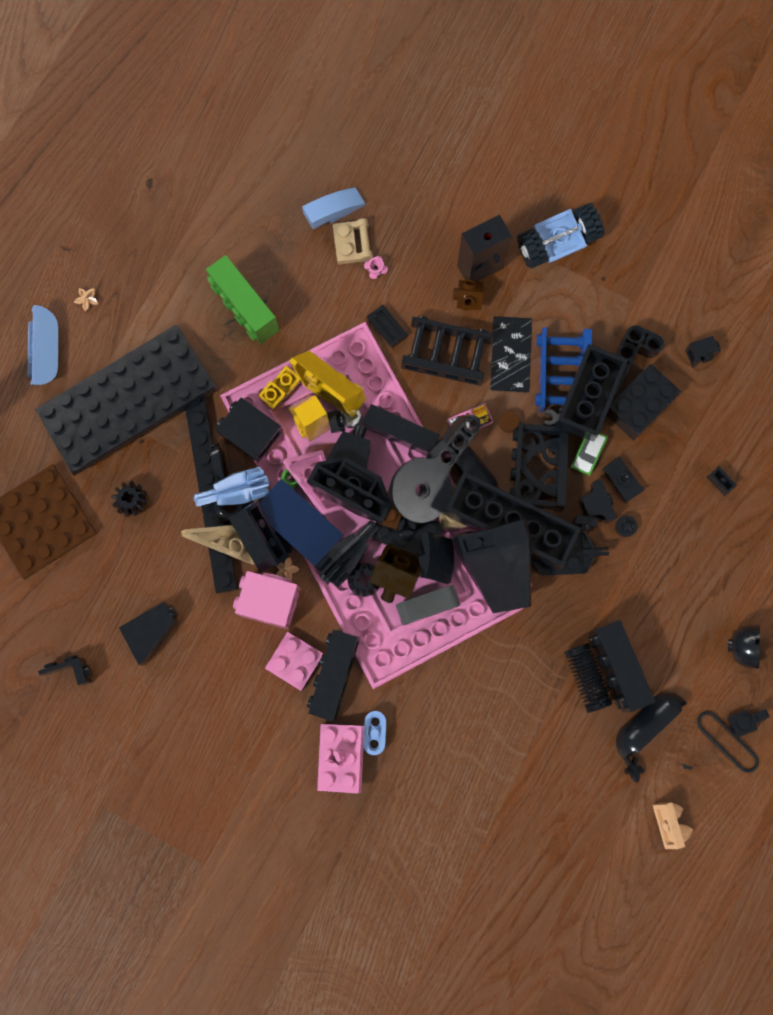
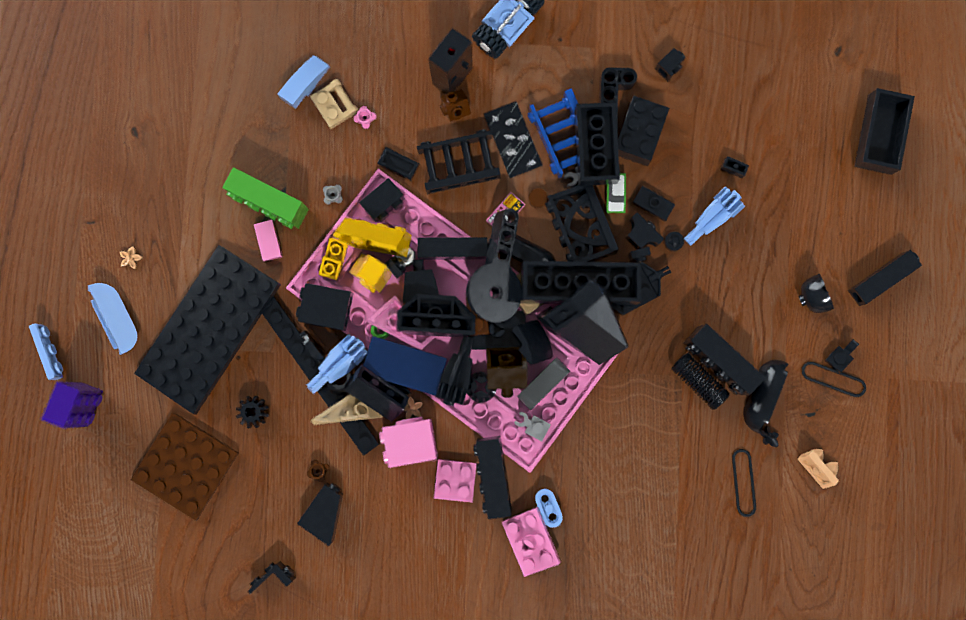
camera: 25 degrees left, 5 degrees up
(158, 586) = (312, 471): none -> reddish brown plate
(225, 342) = (268, 240): none -> bright pink tile
(314, 323) = (328, 190): none -> light grey plate
(354, 353) = (382, 201): none -> black brick
(399, 645) = (535, 427): none -> light grey plate
(594, 807) = (736, 485): none -> black piece
(686, 516) = (718, 212): none -> light blue piece

